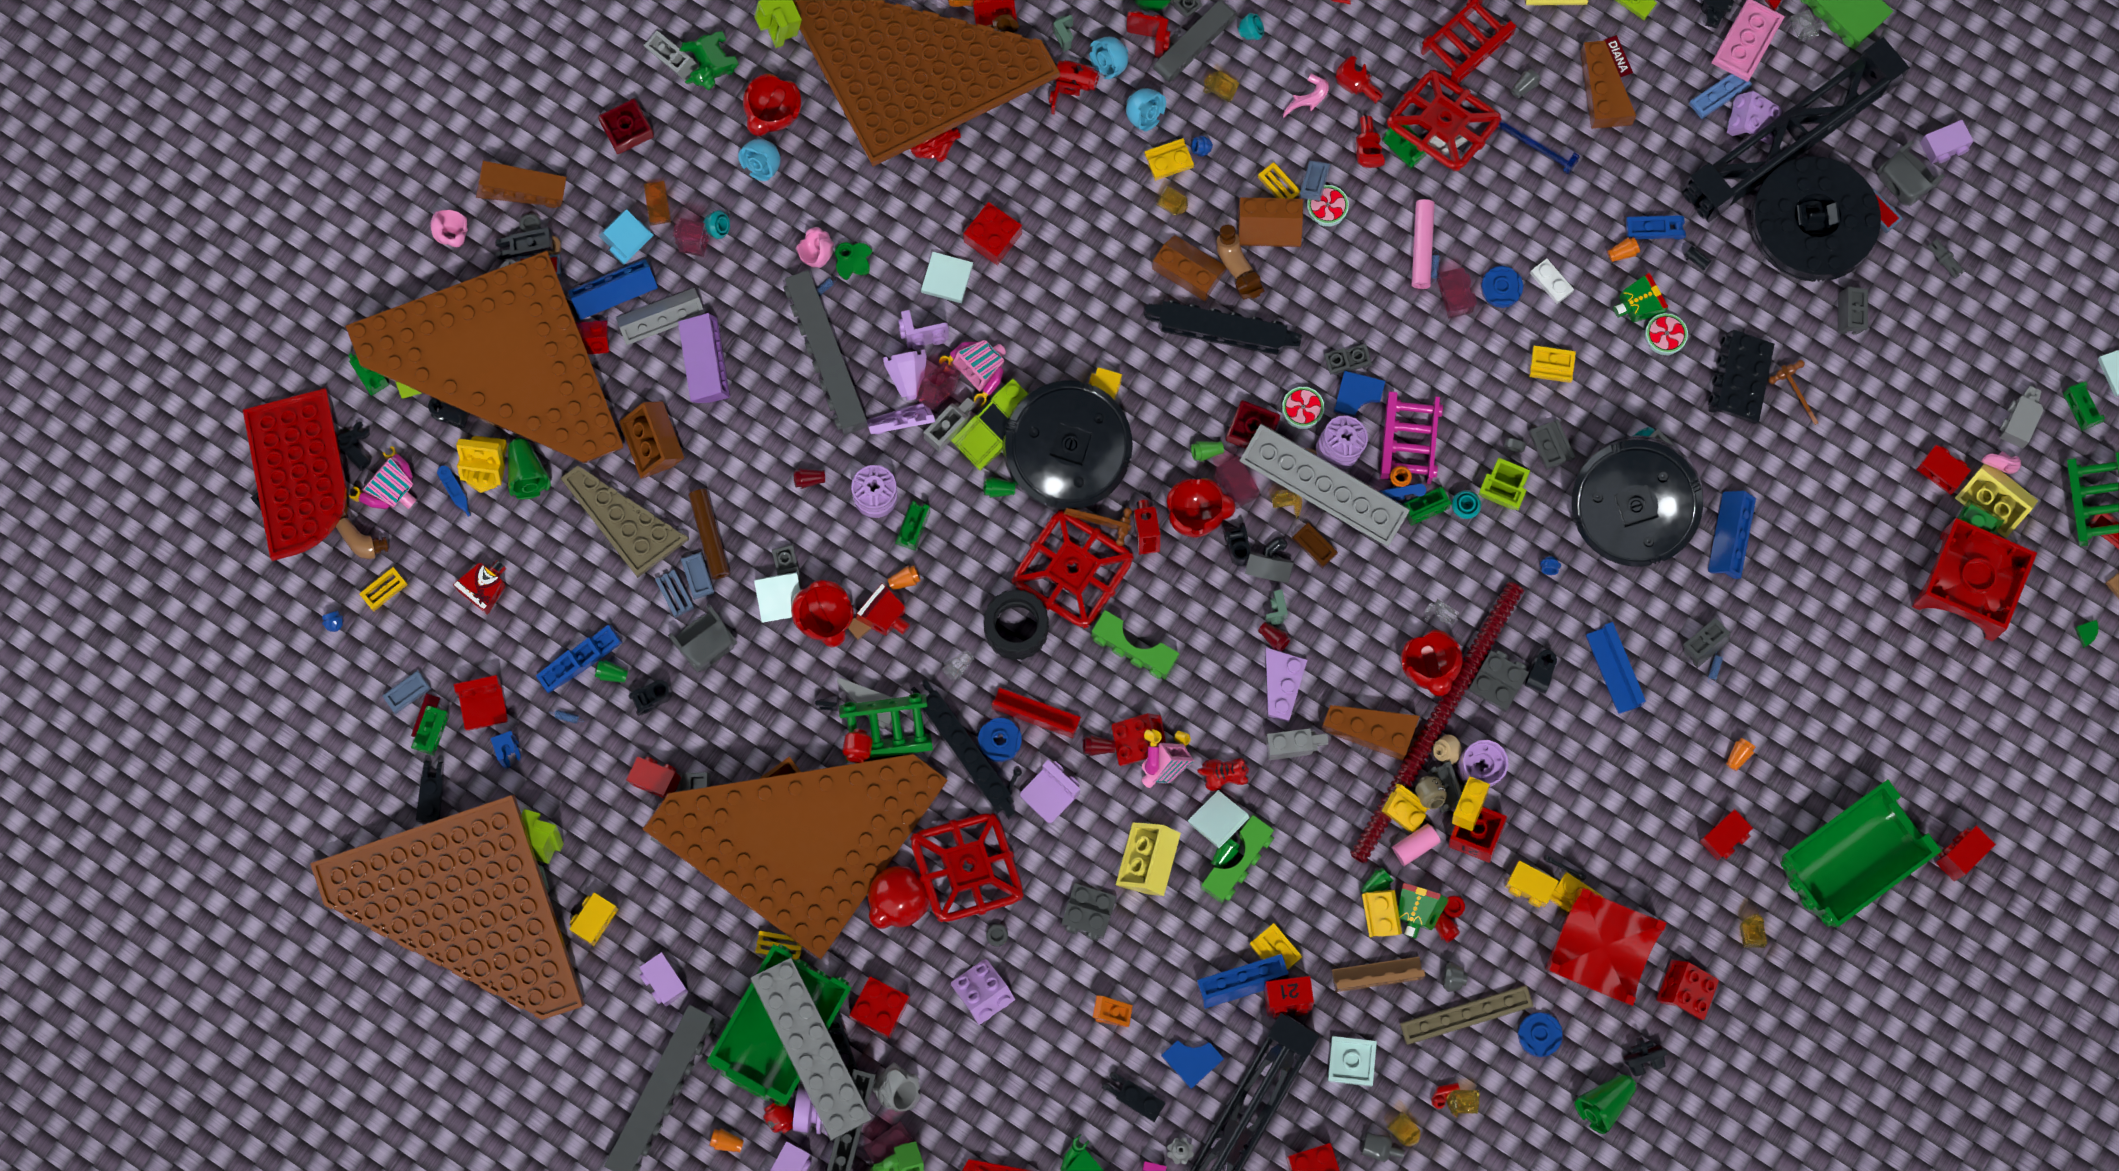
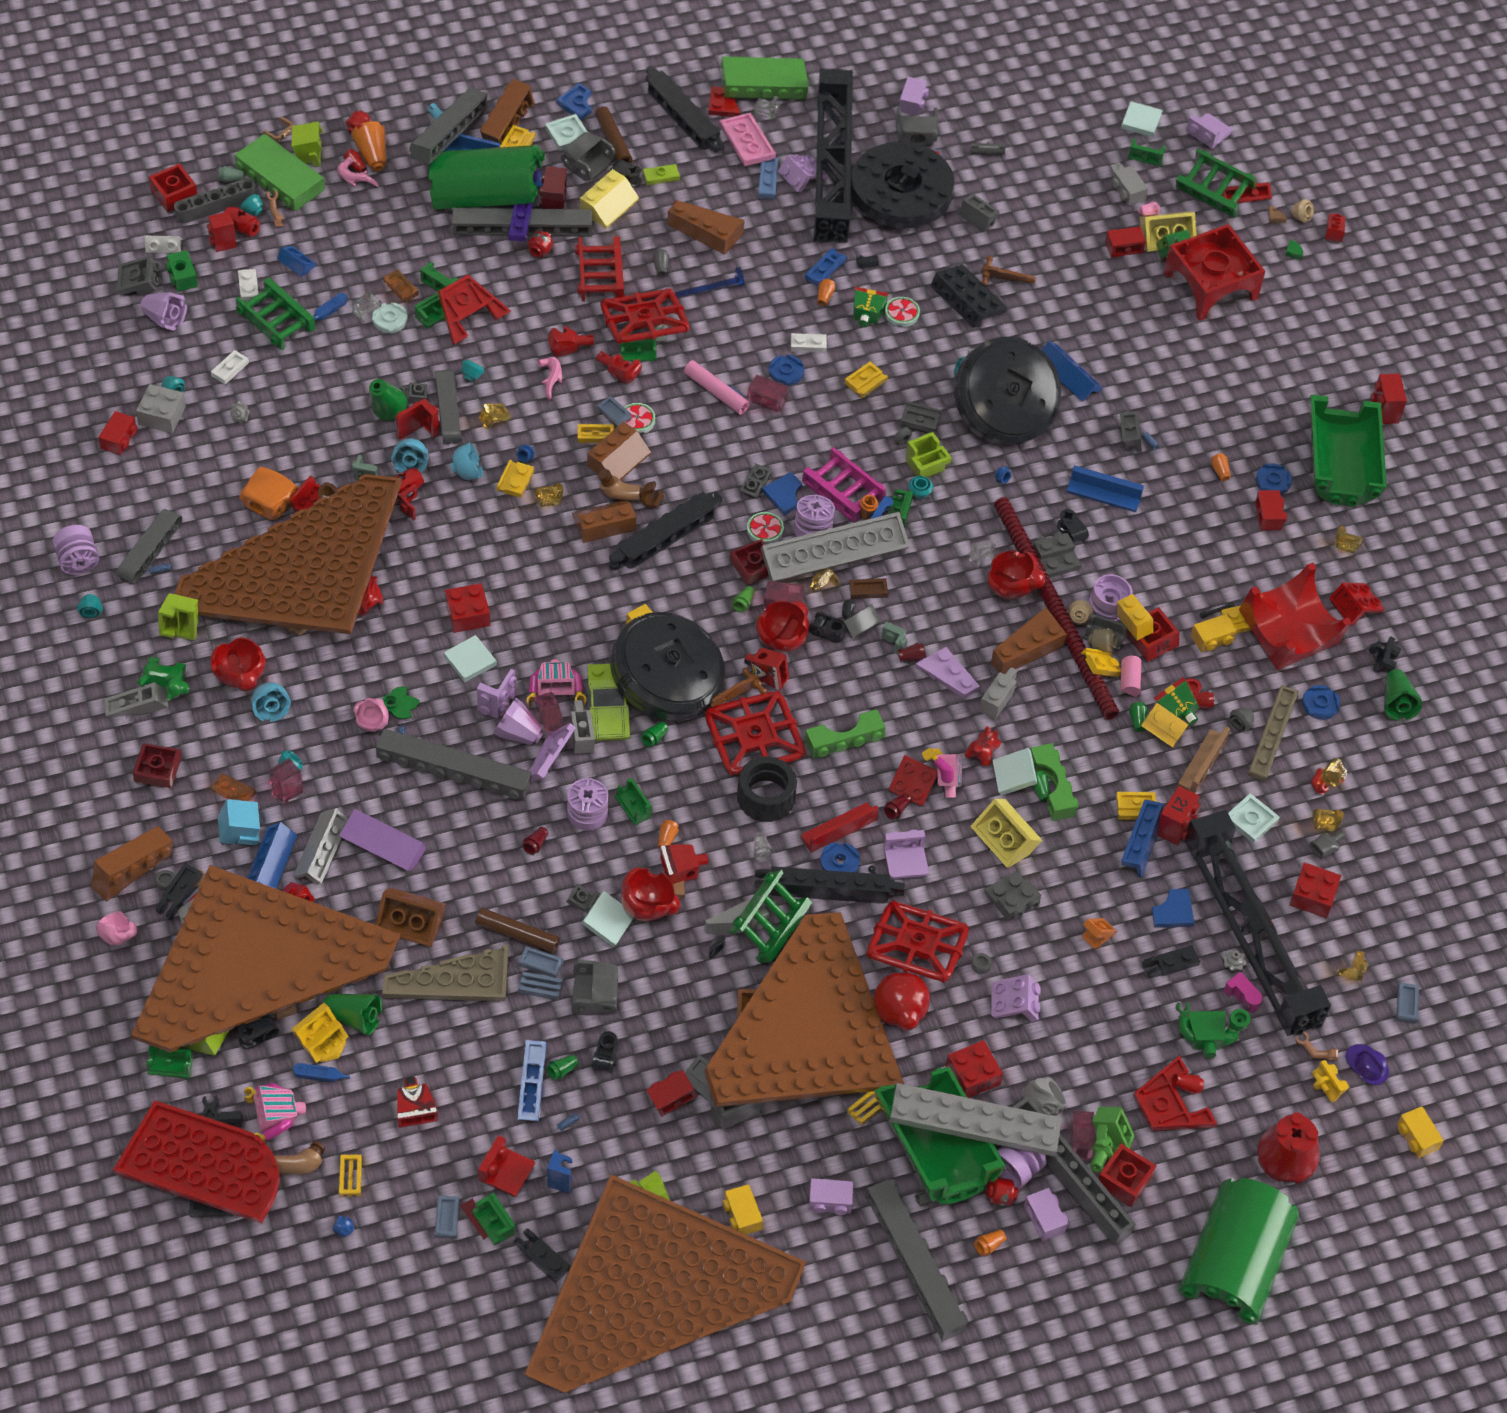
camera: 55 degrees left, 20 degrees down
(857, 746) = (771, 938): red head -> none
(1772, 812) = (1273, 477): none -> blue tile

